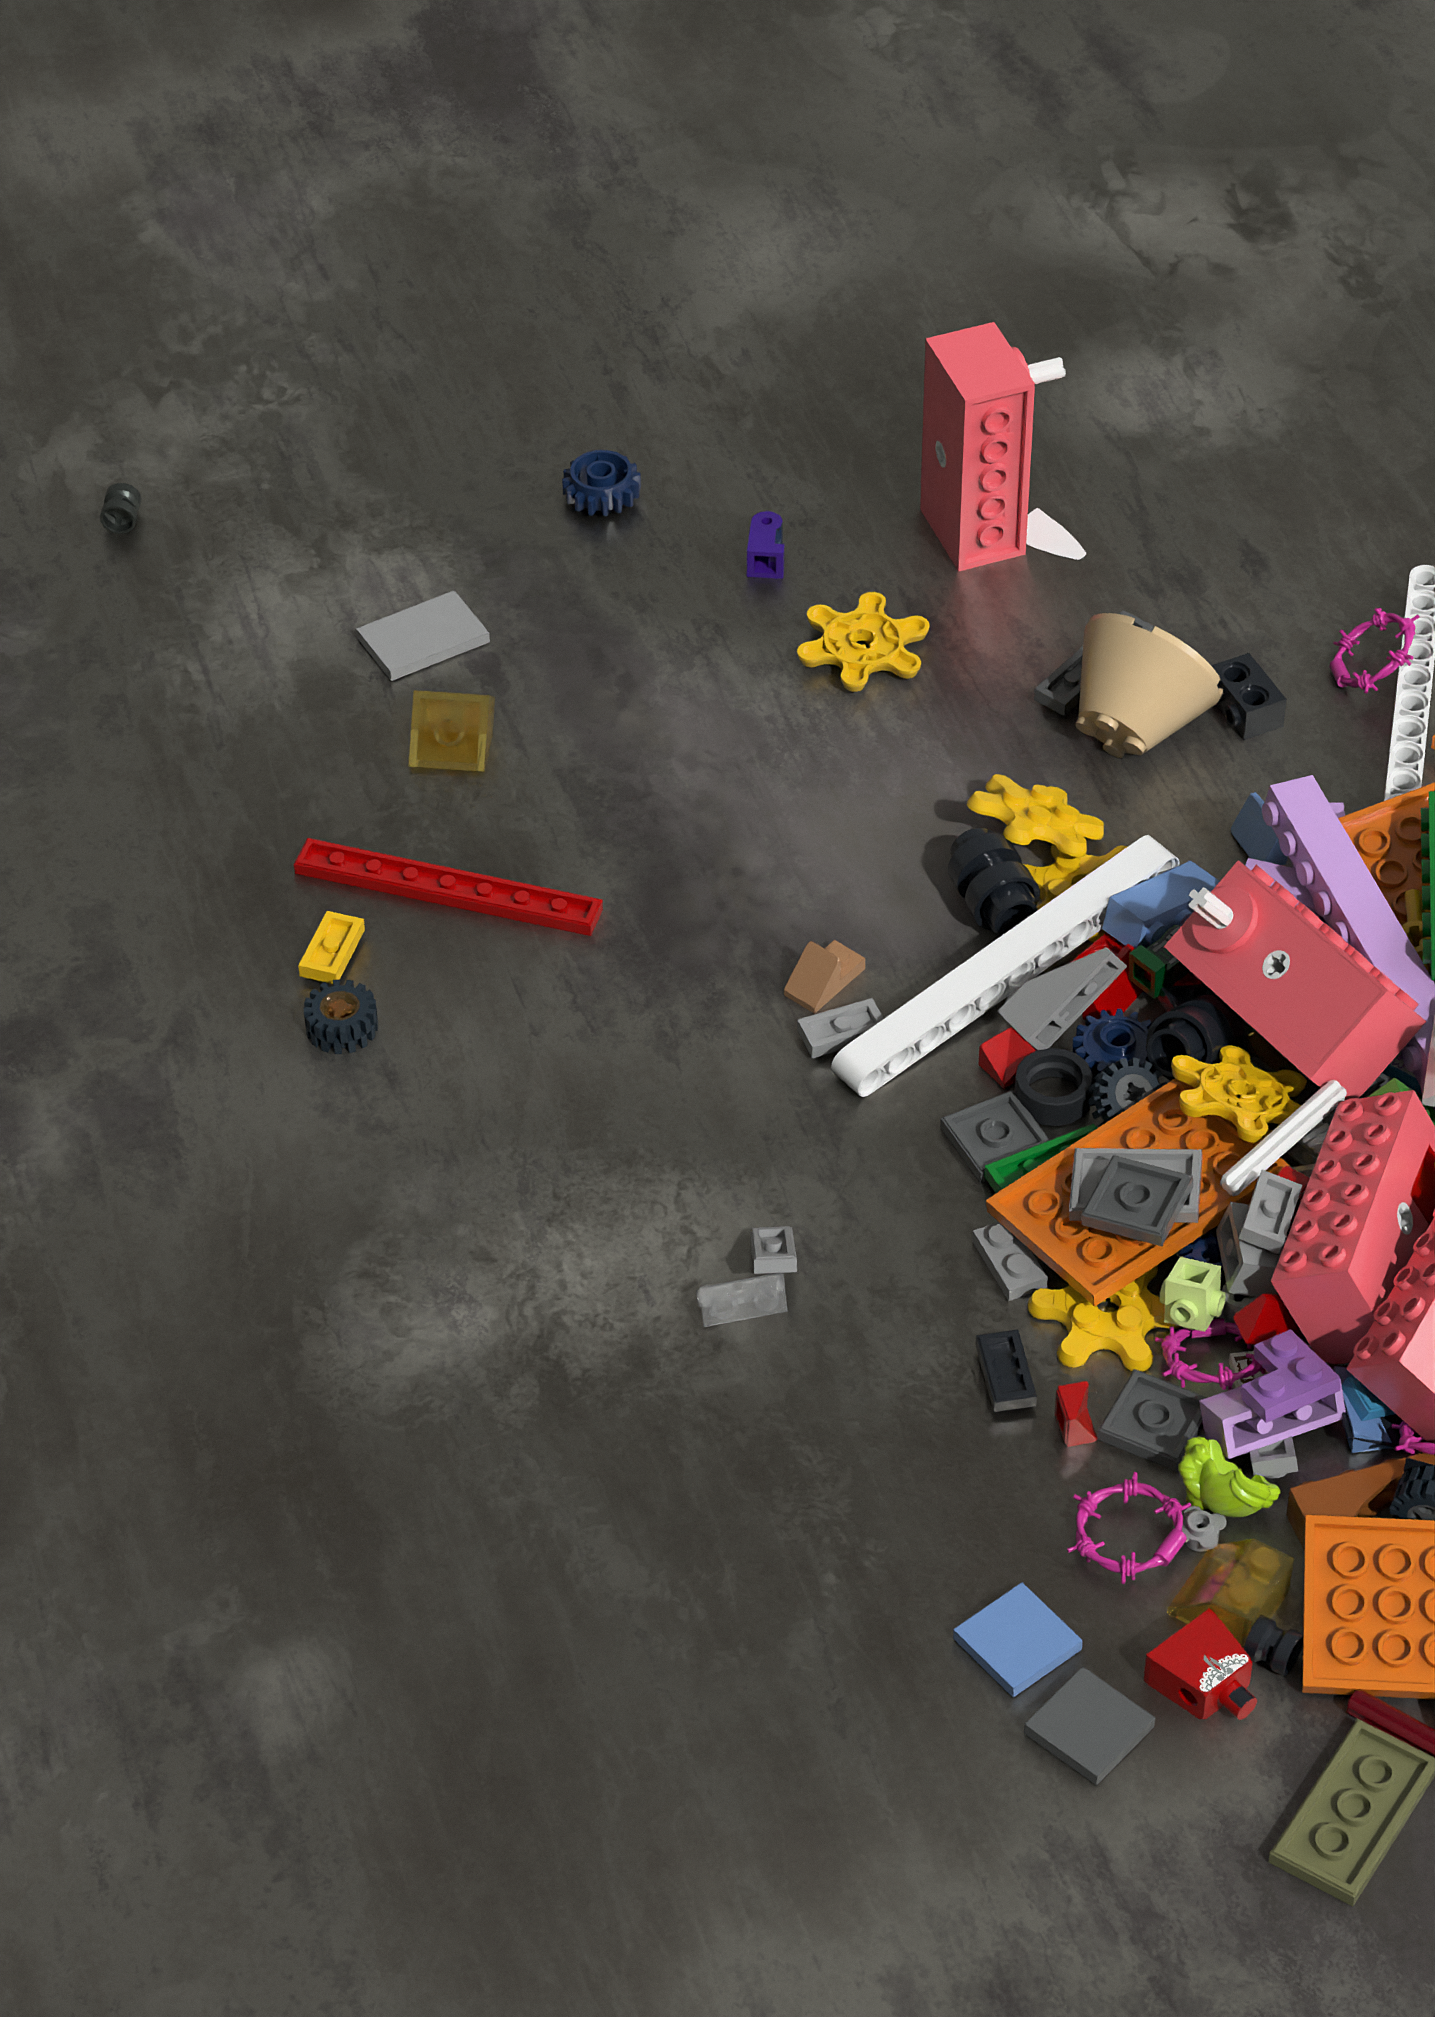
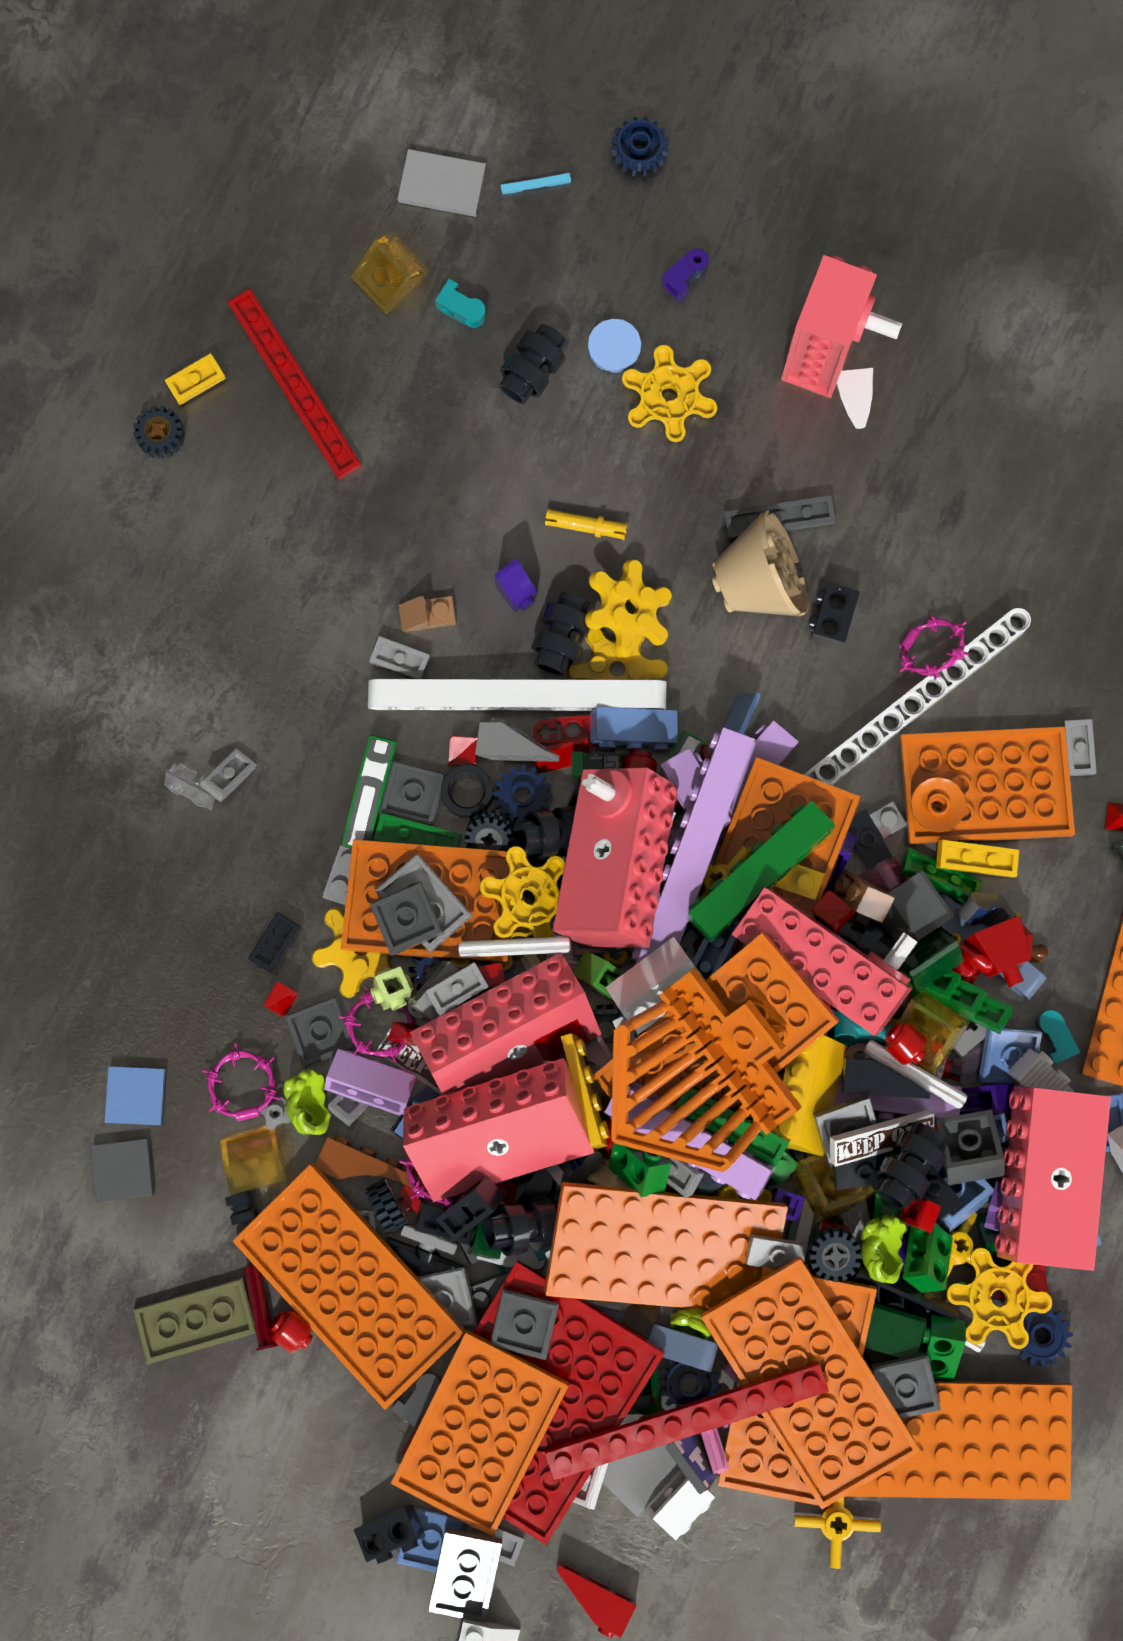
camera: 40 degrees right, 35 degrees up
(537, 568) = (535, 183): none -> medium azure piece
(561, 709) = (461, 308): none -> teal leg
(696, 697) = (526, 373): none -> black piece
(759, 645) = (614, 345): none -> light blue tile
(896, 878) = (515, 586): none -> dark purple slope
(918, 786) = (597, 526): none -> yellow pin
(947, 1155) = (369, 790): none -> slope
(1202, 1669) = (197, 1192): red torso -> none
(1293, 1377) = (381, 1089): medium lavender plate -> none

